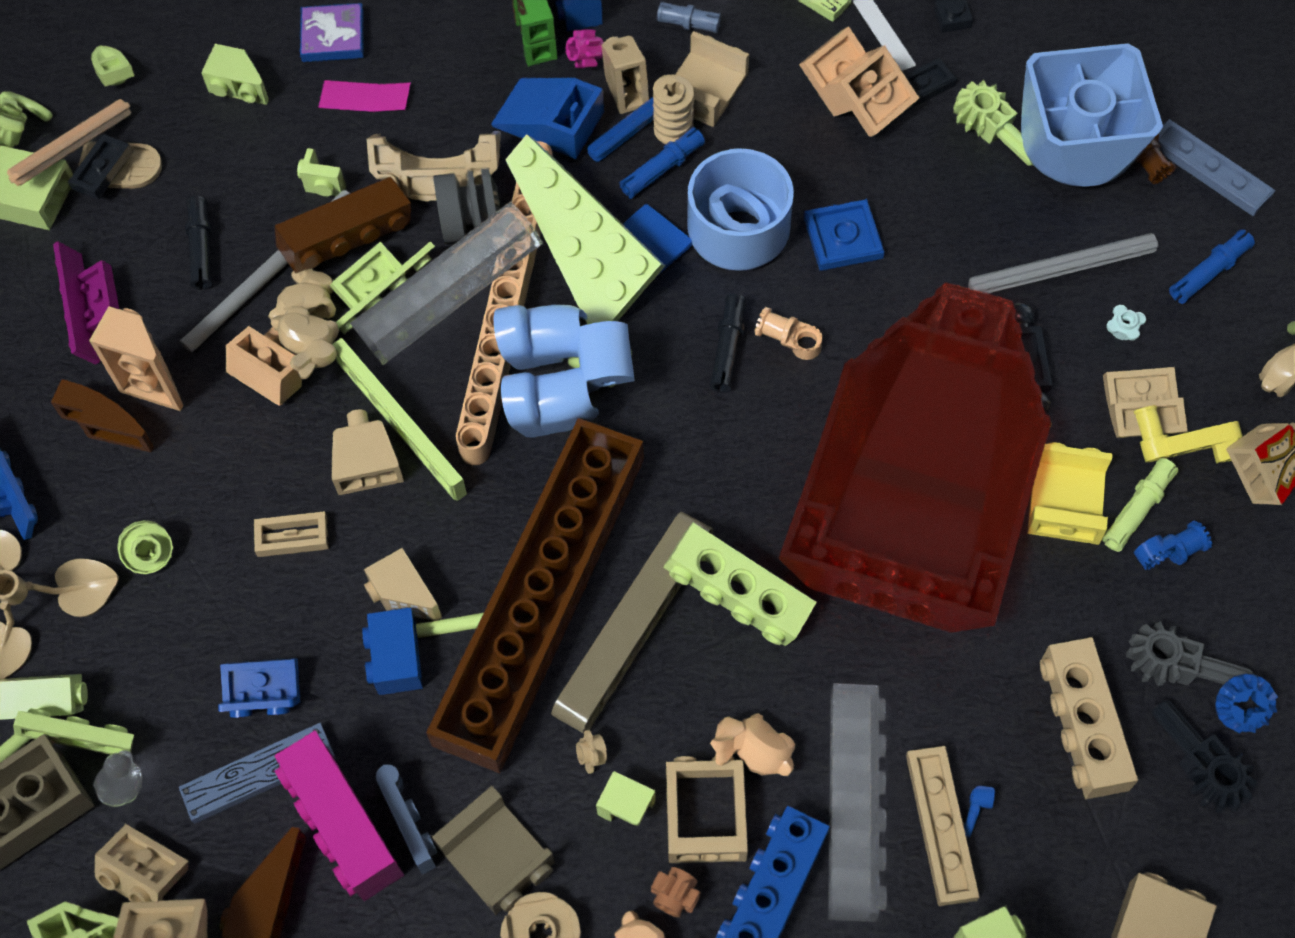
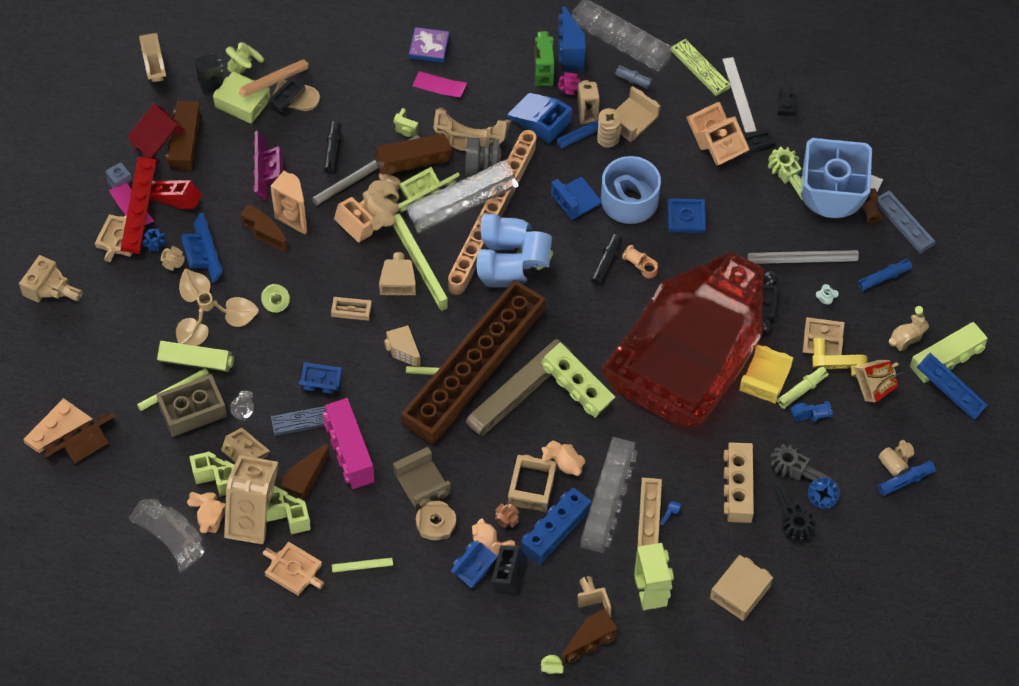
camera: 10 degrees right, 5 degrees down
(72, 732) = (224, 377): yellowish green plate -> none
(111, 66) = (302, 39): yellowish green plate -> none
(233, 75) = (369, 58): yellowish green slope -> none
(393, 651) = (392, 375): blue brick -> none
(405, 817) = (381, 454): sand blue plate -> none
(591, 751) = (481, 443): tan plate -> none
(592, 248) = (544, 194): yellowish green wing -> none
(624, 799) = (493, 468): yellowish green panel -> none
(672, 155) = (593, 157): blue pin -> none

